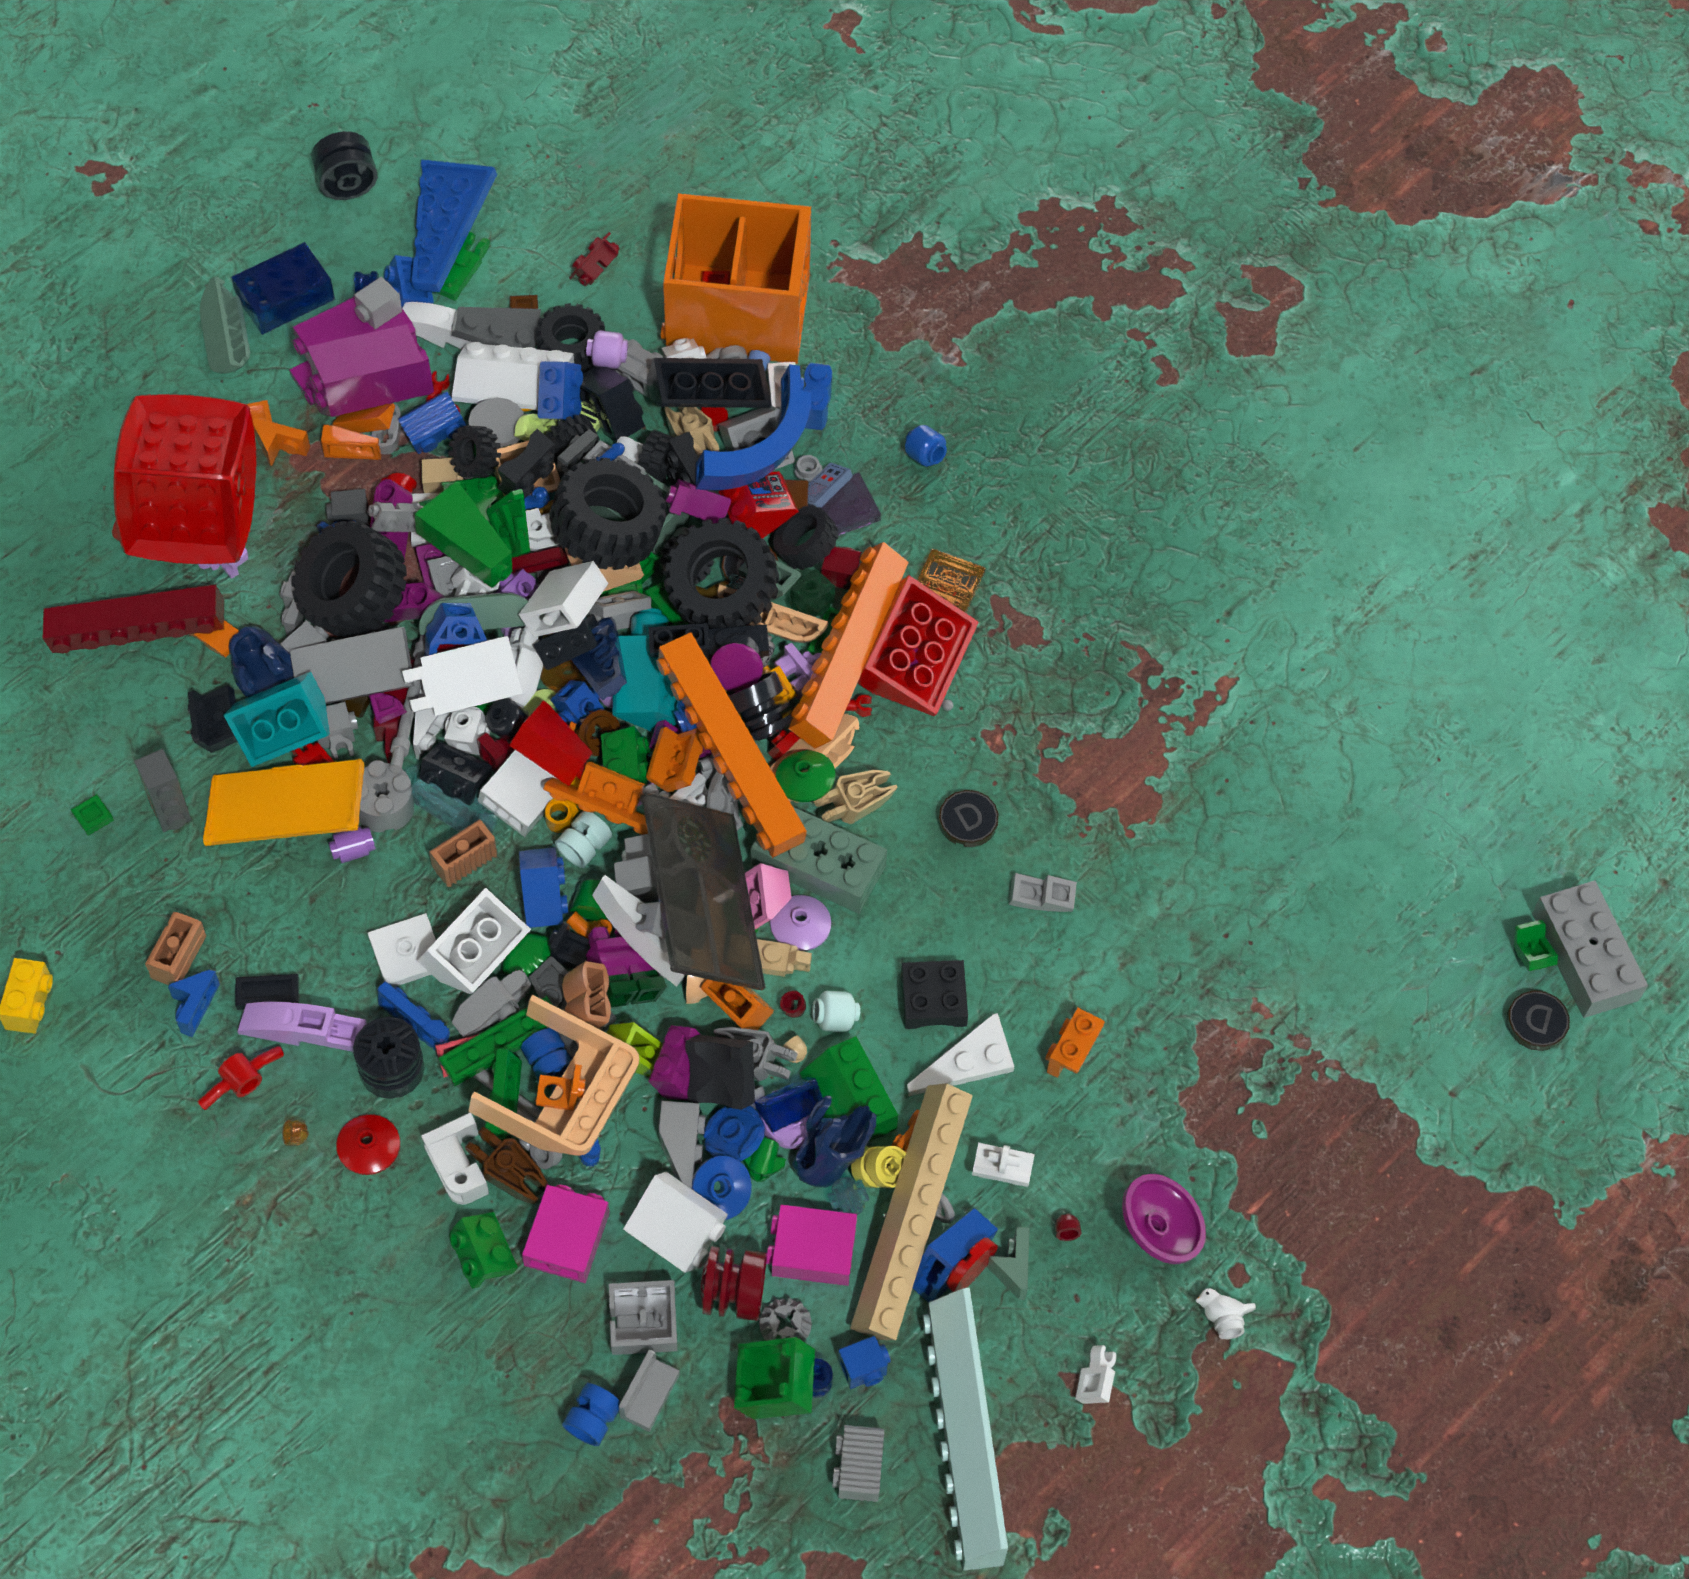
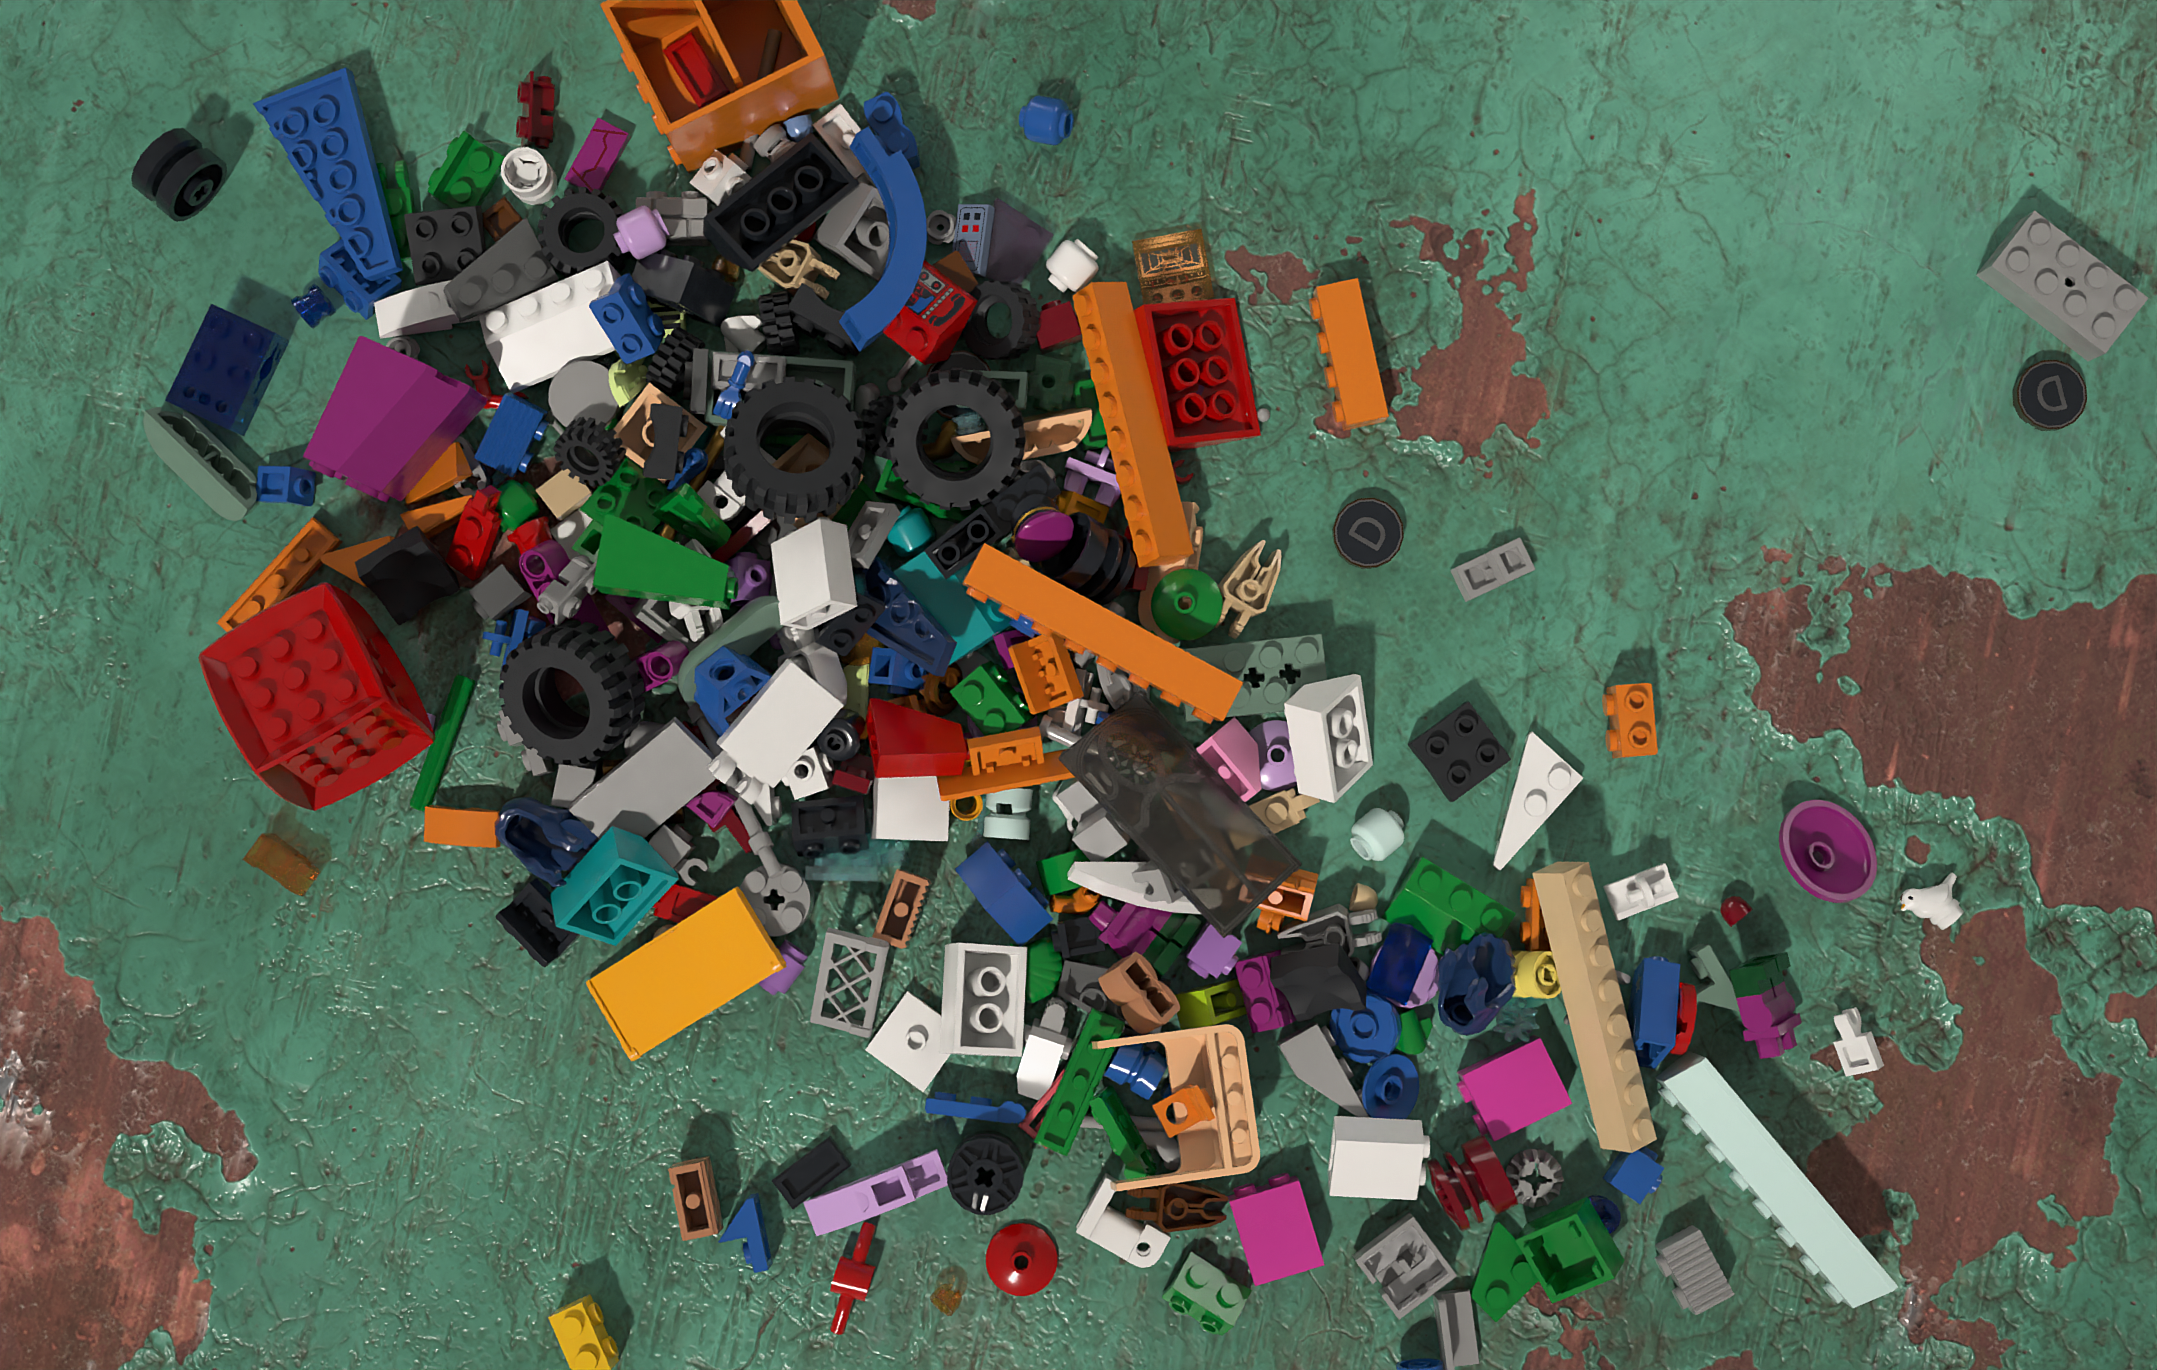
camera: 30 degrees left, 25 degrees up
(76, 578) = (282, 863): none -> clear orange leg
(92, 815) = (497, 1103): green tile -> none
(133, 619) = (377, 872): dark red brick -> none
(163, 790) = (560, 1051): dark grey brick -> none
(252, 568) = (443, 743): none -> green axle
(266, 371) = (285, 485): none -> blue bracket
(299, 460) = (407, 574): none -> black brick
(364, 461) = (475, 533): none -> red hinge
(368, 874) = (856, 945): none -> light grey window
(377, 303) = (377, 373): light grey brick -> none
(399, 461) = (516, 504): none -> green head
(479, 288) = (444, 242): none -> black brick
(522, 269) = (466, 173): none -> green bracket
(561, 286) = (529, 176): none -> white wheel
(617, 305) = (598, 156): none -> magenta tile
(650, 412) = (727, 268): none -> clear orange hinge
(660, 1006) = (1212, 953): none -> medium lavender brick
(696, 502) = (878, 358): magenta bracket -> none
(711, 1377) = (1502, 1274): none -> green wing
(716, 1019) = (1270, 921): none -> orange plate
(787, 1004) = (1324, 856): dark red hinge -> none
(845, 916) = (1328, 736): none -> white slope
(879, 531) = (1072, 266): none -> white head
(1033, 699) = (1349, 354): none -> orange brick
(1045, 1294) = (1766, 1004): none -> magenta hips
(1533, 946) = (2006, 319): green bracket -> none

